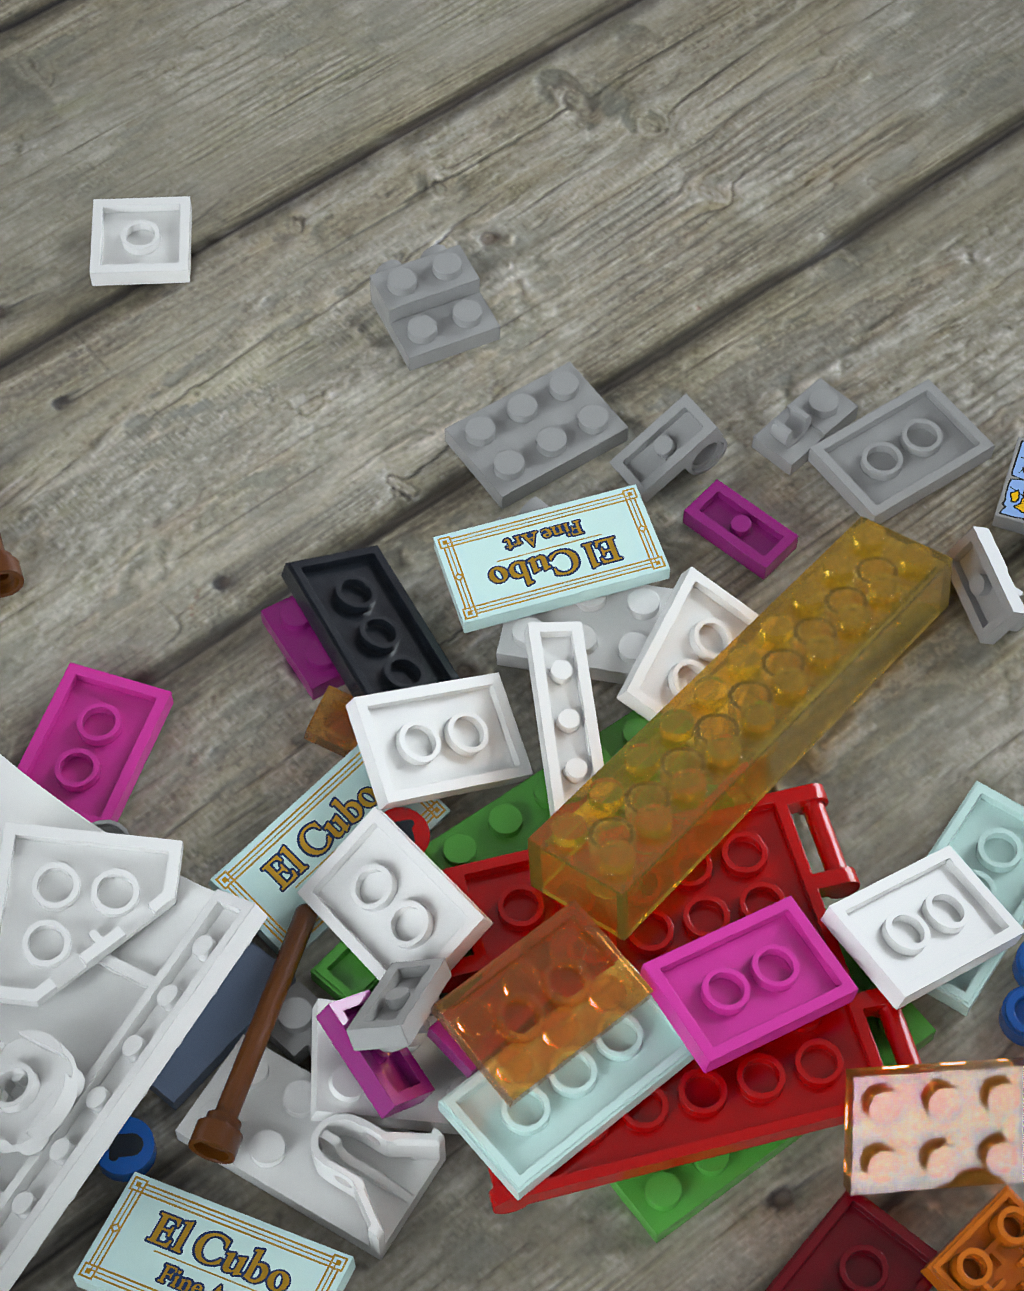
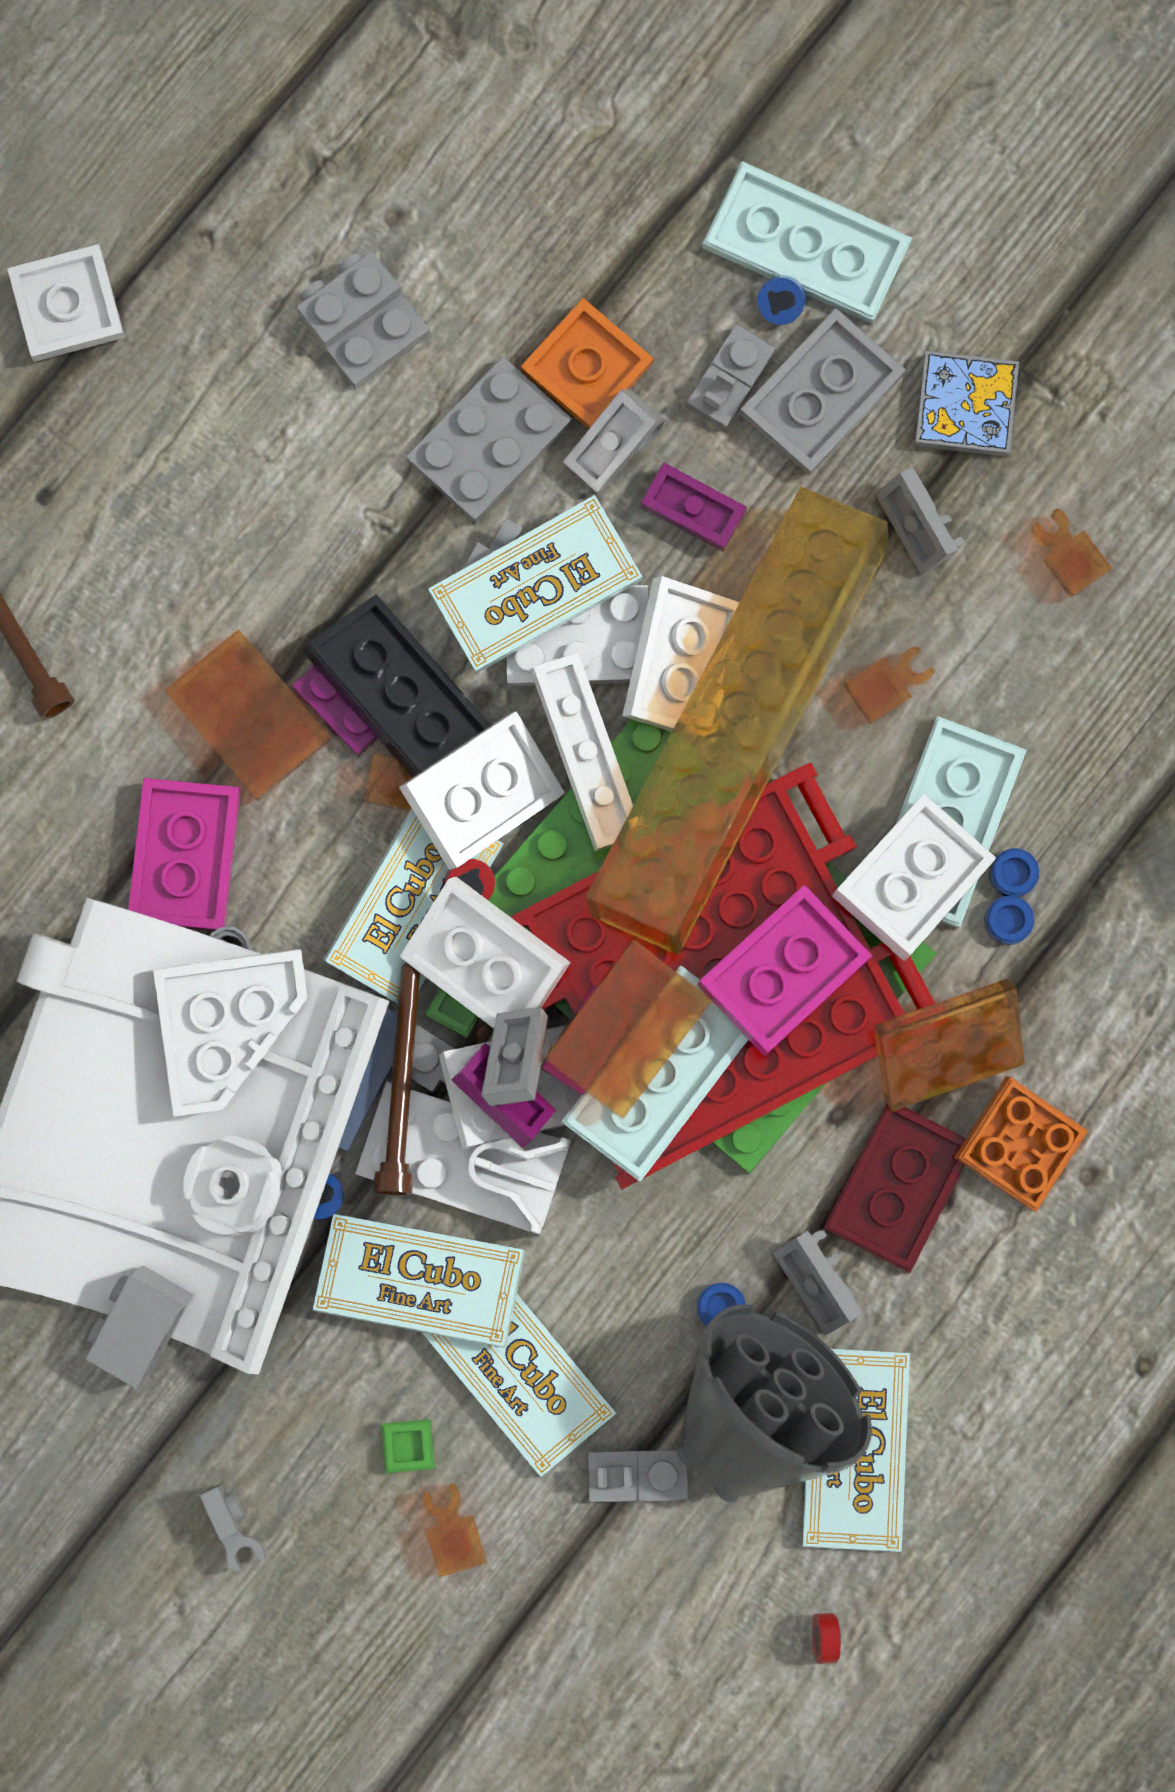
camera: 15 degrees left, 25 degrees up
(204, 630) = (248, 715): none -> clear orange plate
(651, 377) = (586, 363): none -> orange plate
(872, 366) = (781, 300): none -> blue tile
(908, 328) = (801, 235): none -> light aqua tile
(920, 741) = (883, 688): none -> clear orange plate

